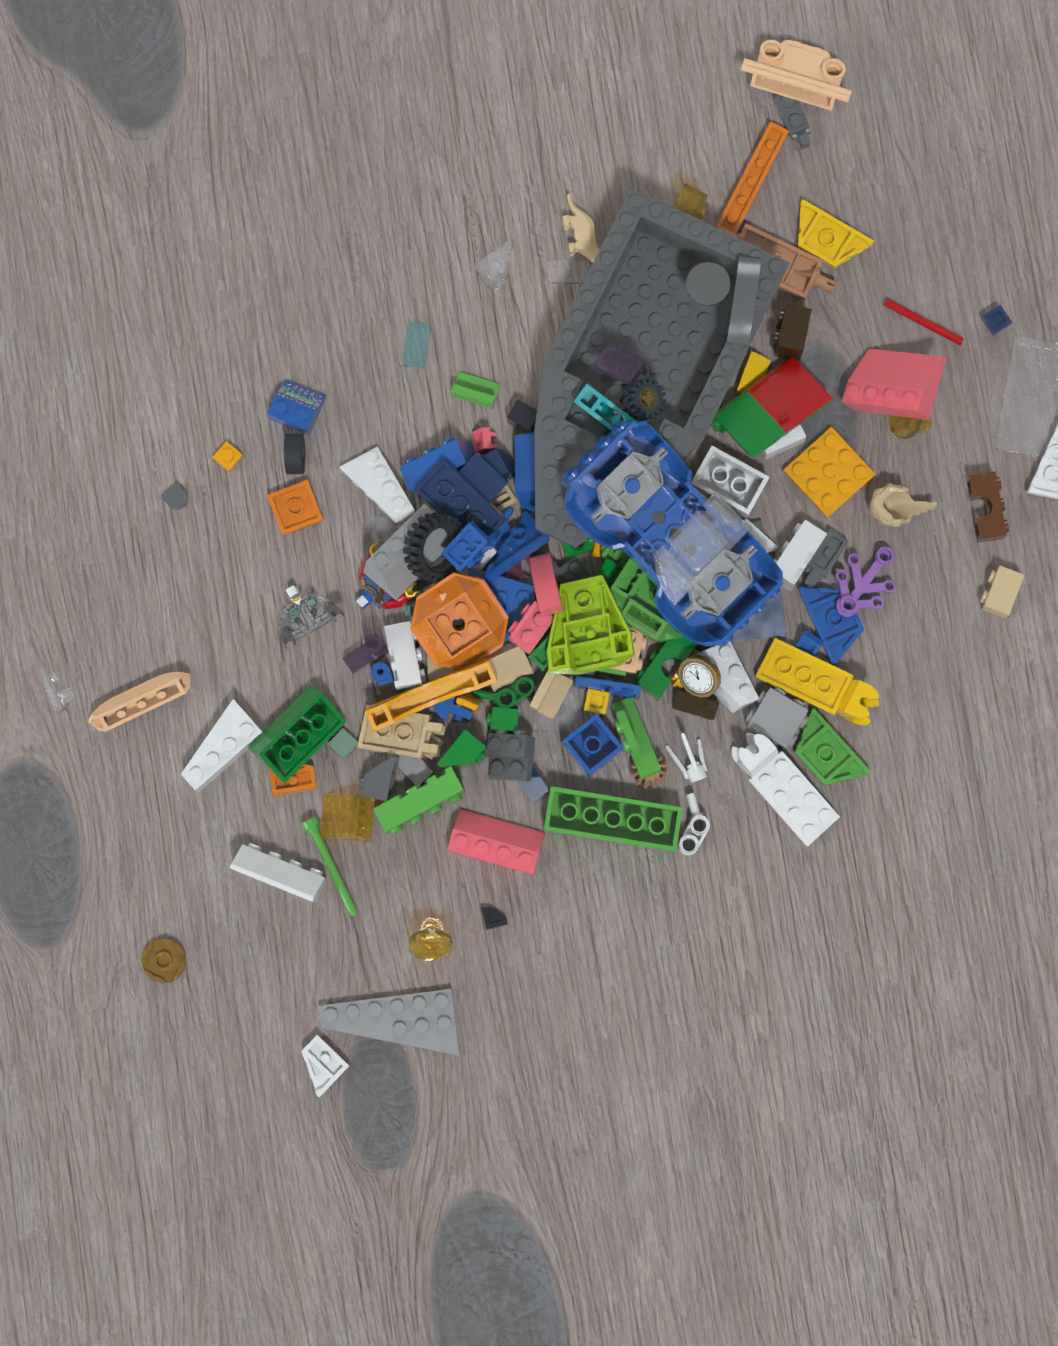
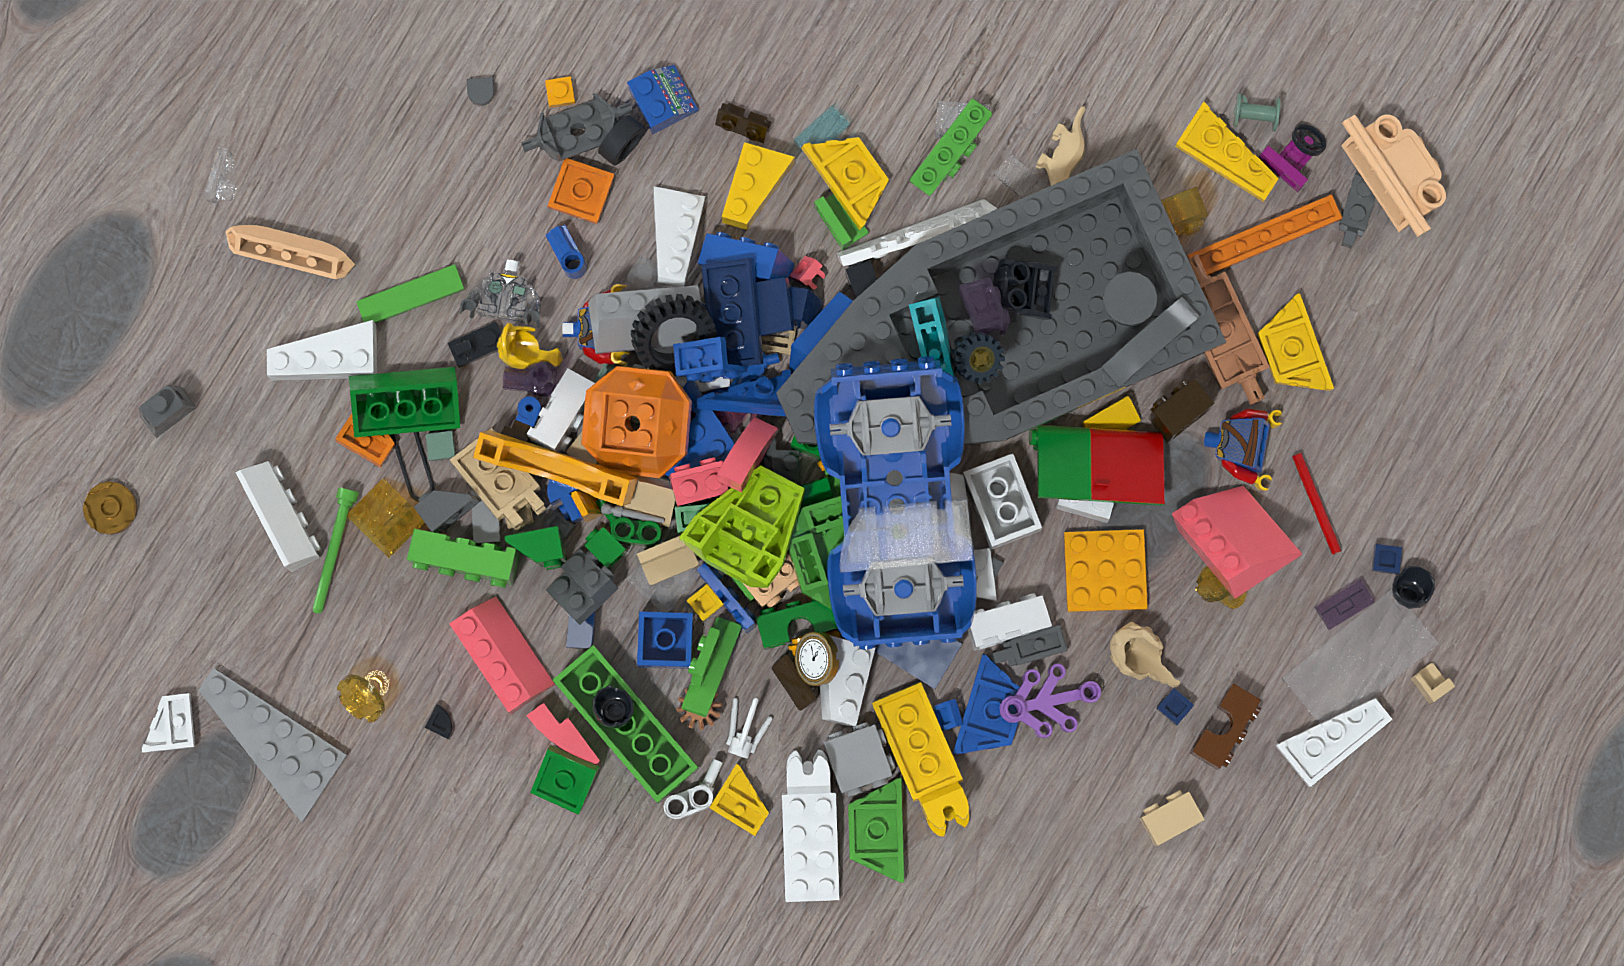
camera: 35 degrees right, 0 degrees up
(147, 867) = (165, 409): none -> dark grey torso
(242, 664) = (411, 295): none -> bright green tile
(263, 454) = (556, 130): none -> dark grey plate
(311, 660) = (475, 345): none -> black hinge
(317, 553) = (566, 250): none -> blue piece
(332, 778) = (403, 467): none -> black piece
(343, 638) = (521, 349): none -> yellow piece
(370, 378) = (731, 119): none -> dark brown hinge
(401, 411) = (754, 181): none -> yellow wedge
(458, 357) = (849, 174): none -> yellow wing
(494, 688) = (619, 511): none -> light grey piece
(508, 286) = (951, 148): none -> bright green bracket
(533, 357) = (914, 234): none -> white wing
(579, 860) = (563, 734): none -> coral slope
(598, 814) = (613, 707): none -> black hair
(603, 887) = (564, 779): none -> green tile
(633, 333) = (1025, 287): none -> black slope
(675, 151) = (1217, 148): none -> yellow wing
(679, 108) = (1256, 112): none -> sand green piece
(725, 808) = (740, 803): none -> yellow wing
(726, 117) = (1294, 156): none -> magenta piece
(848, 321) = (1243, 444): none -> torso
(945, 520) = (1175, 706): none -> dark blue plate
(994, 370) = (1344, 605): none -> clear purple tile
(1028, 323) = (1413, 587): none -> black hair

